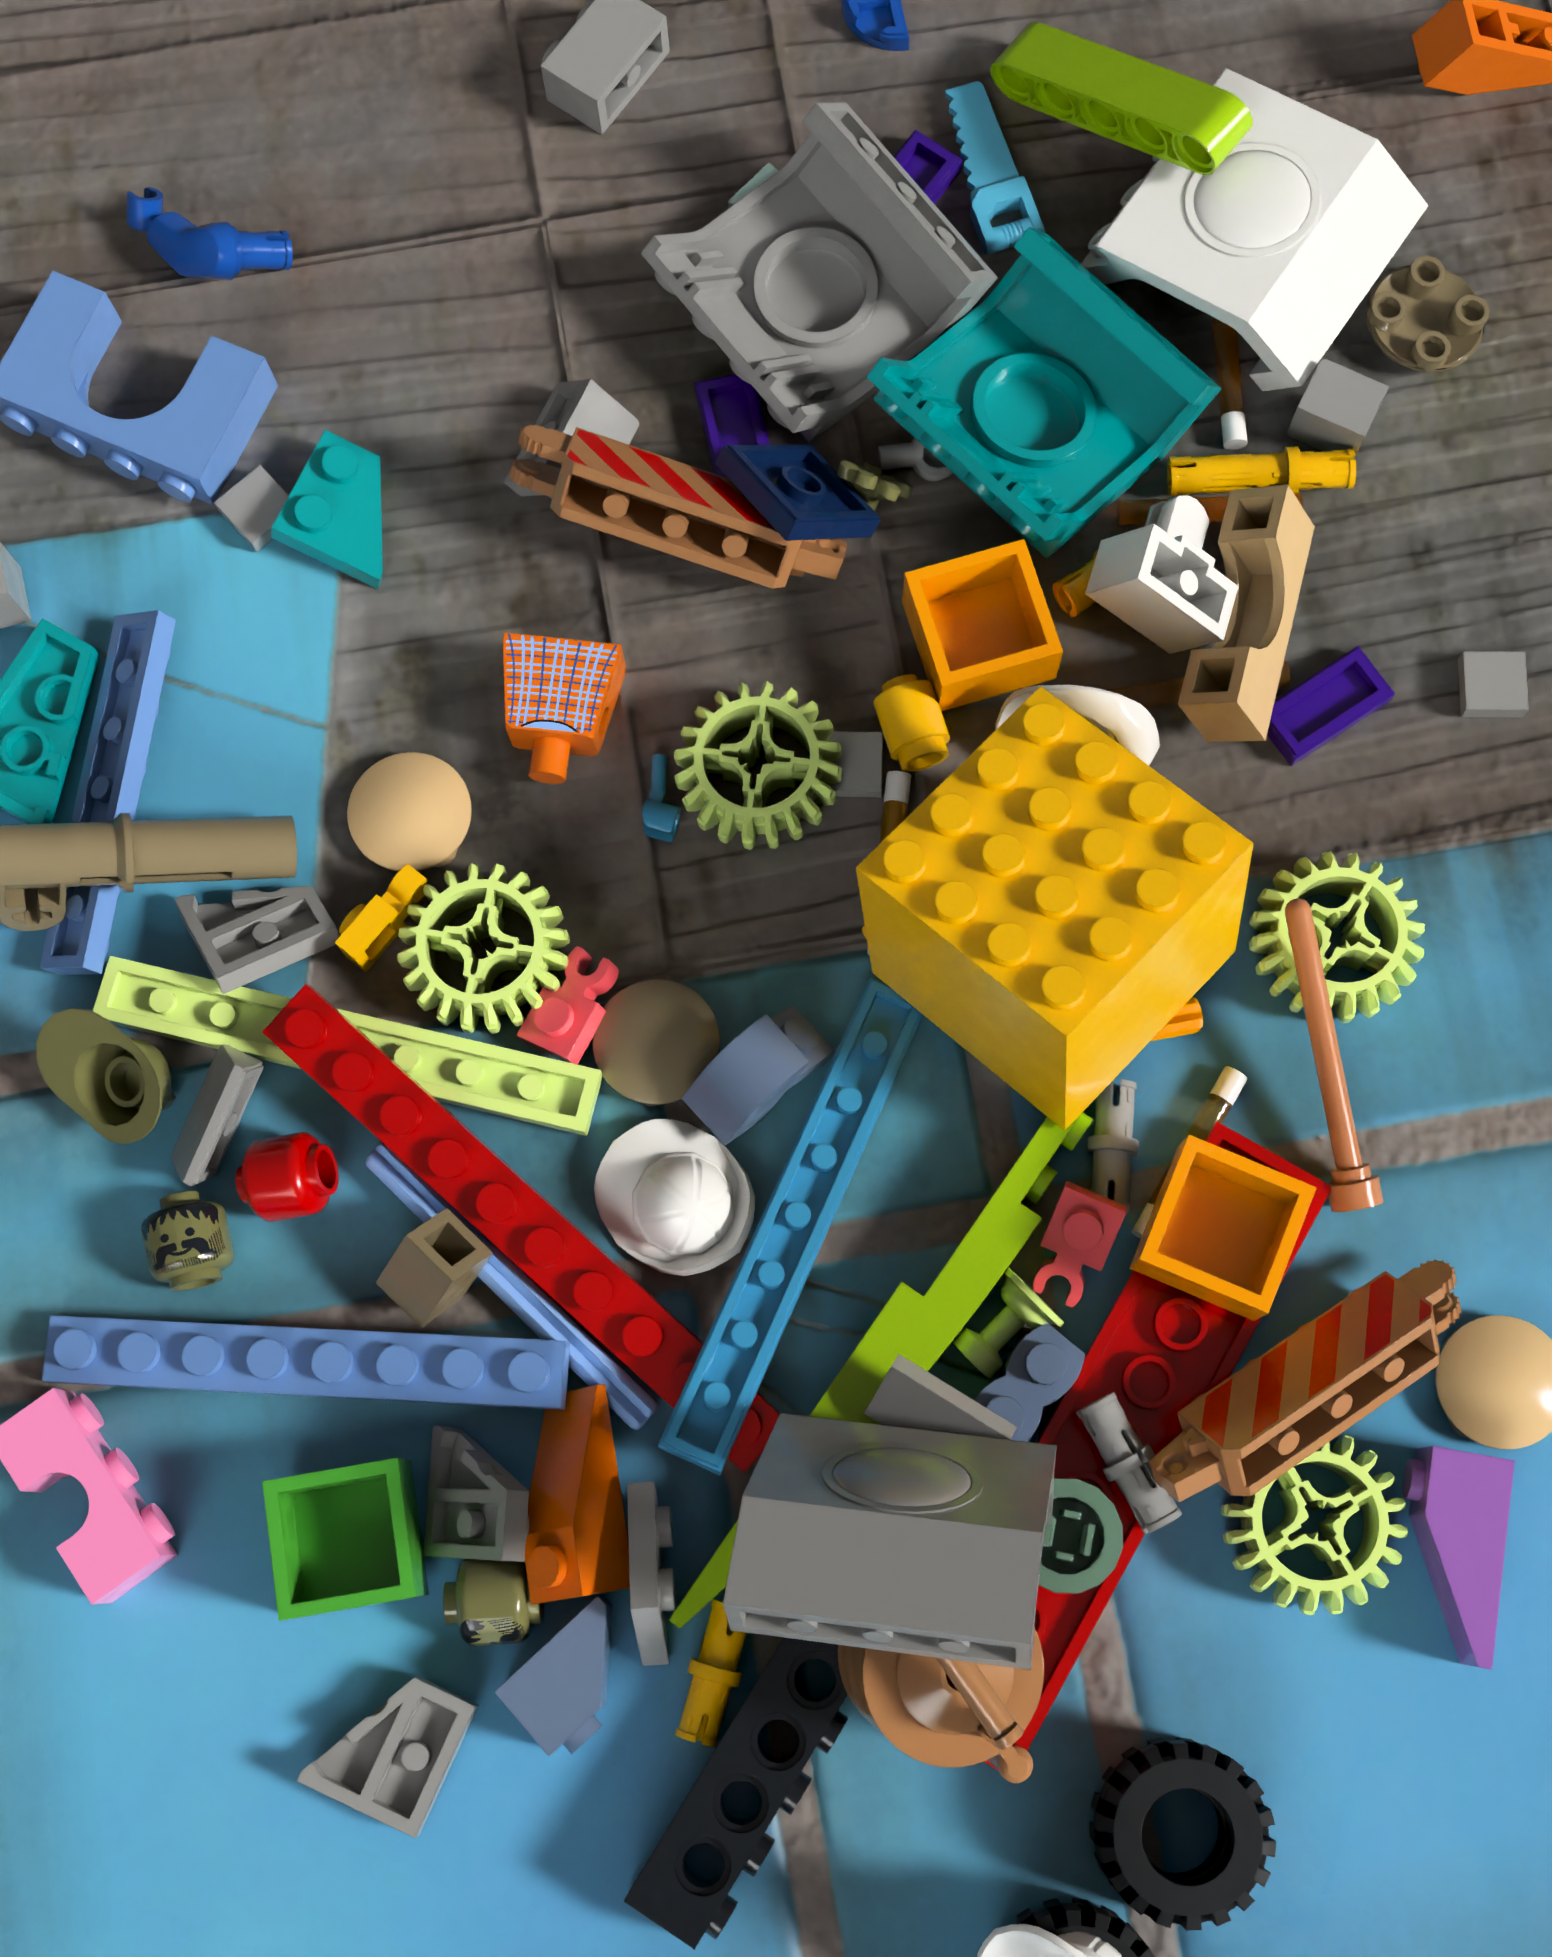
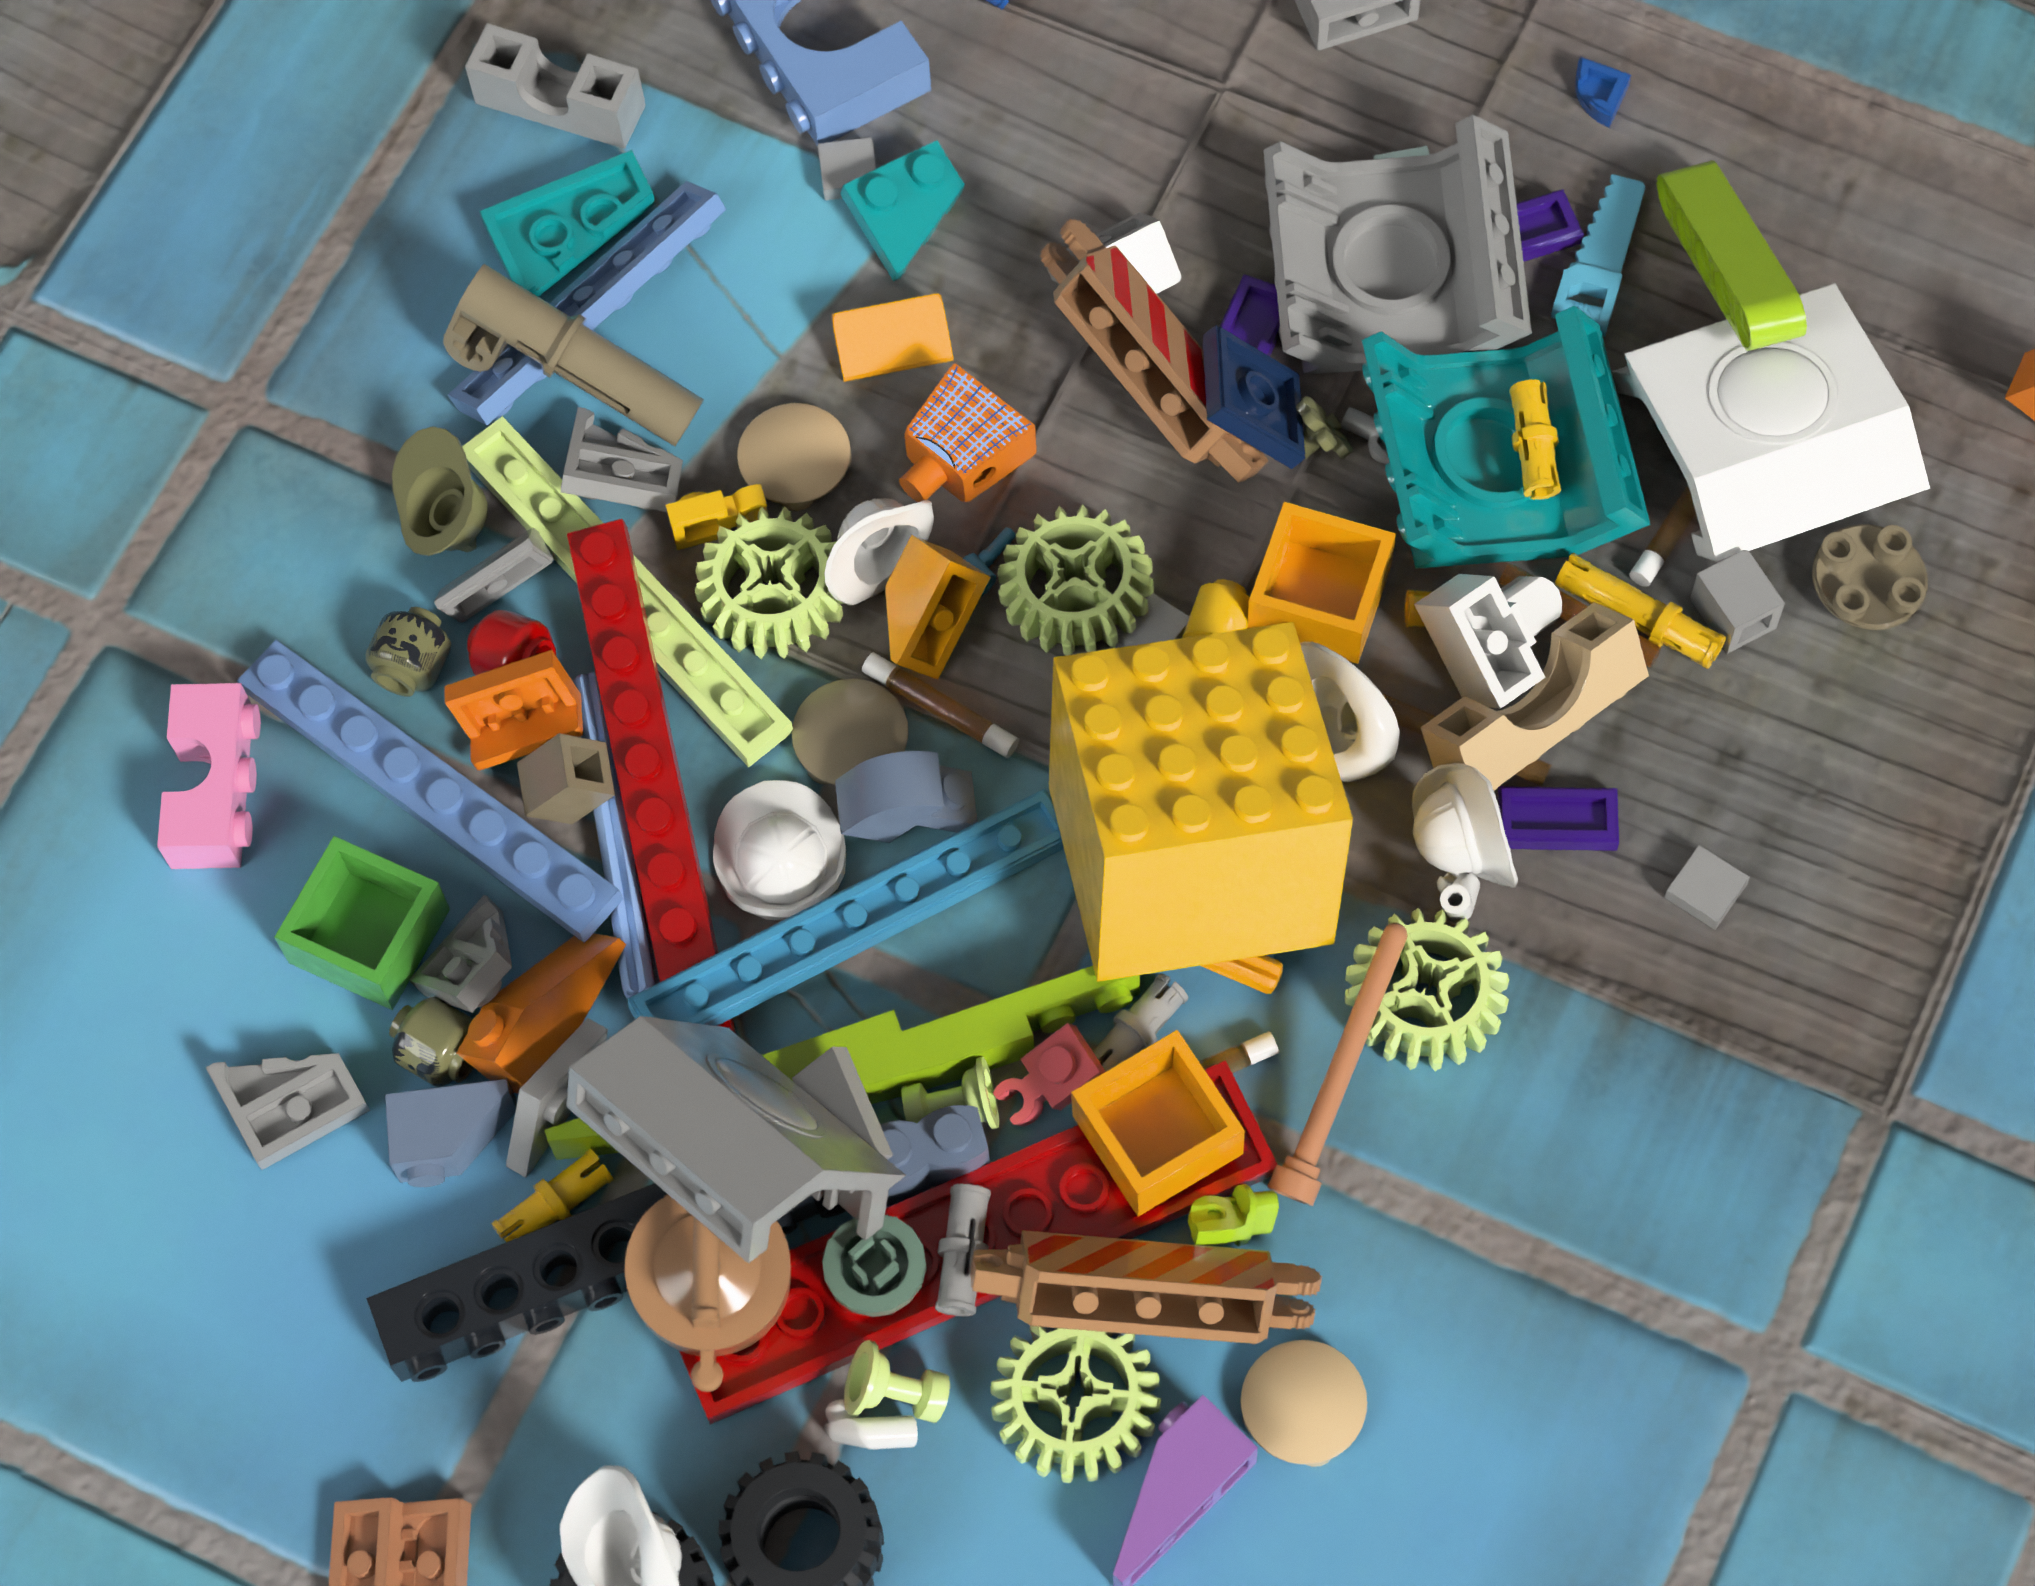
camera: 35 degrees right, 10 degrees down
(339, 1233) = (515, 708): none -> orange bracket
(419, 643) = (892, 337): none -> light orange slope
(557, 852) = (871, 546): none -> white hat
(570, 1014) = (799, 672): coral plate -> none
(646, 874) = (929, 605): none -> light orange slope
(716, 960) = (940, 705): none -> clear orange bar
(1069, 373) = (1535, 439): none -> yellow pin
(1135, 1641) = (871, 1380): none -> yellowish green piece
(1158, 1684) = (869, 1432): none -> white arm
(1272, 767) = (1461, 824): none -> white hat
(1300, 830) = (1458, 894): none -> white arm
(1328, 1263) = (1233, 1218): none -> lime piece

